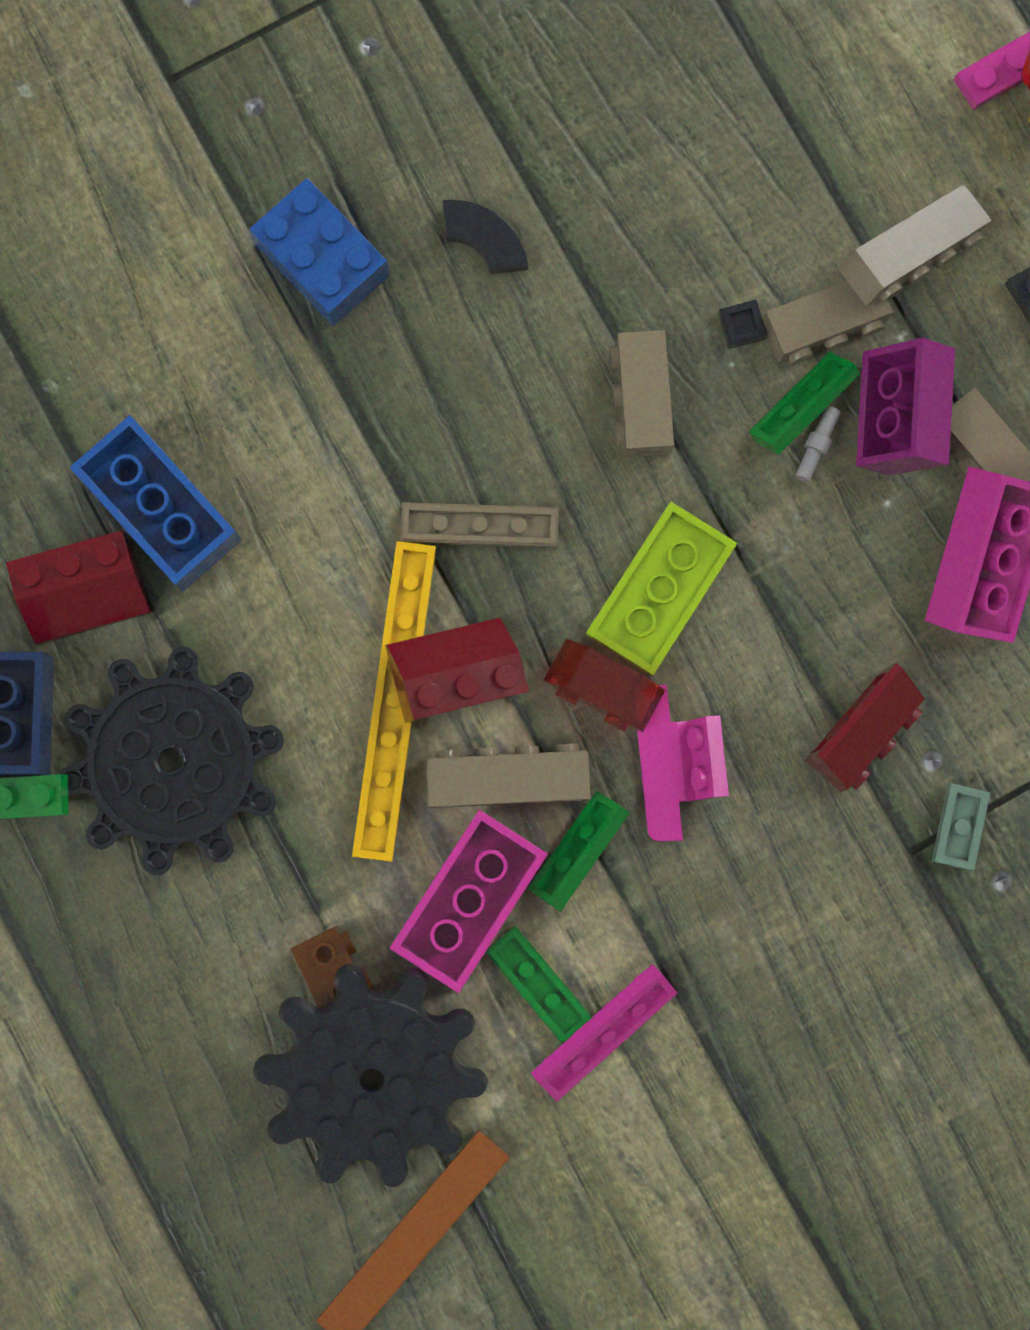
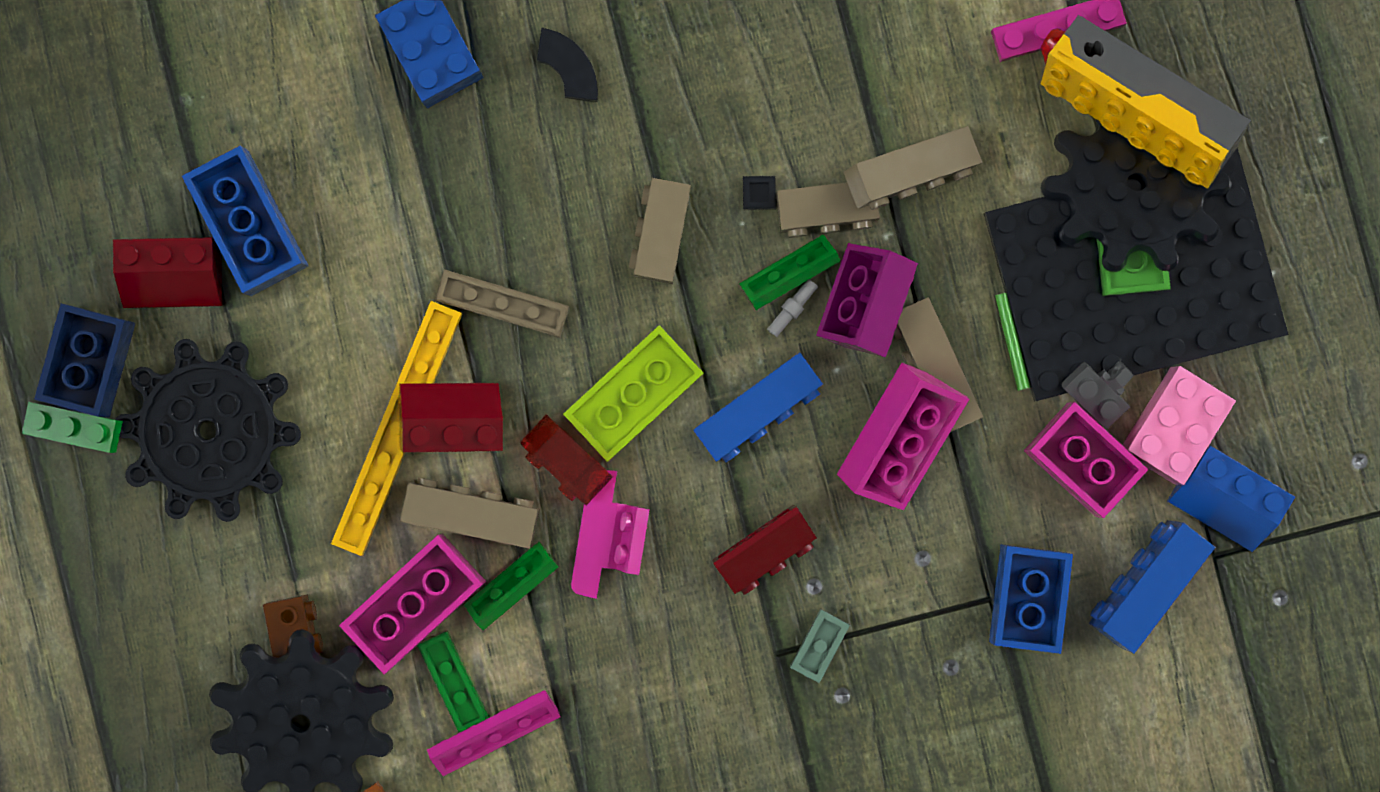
camera: 15 degrees right, 5 degrees up
(811, 567) = (758, 407): none -> blue brick

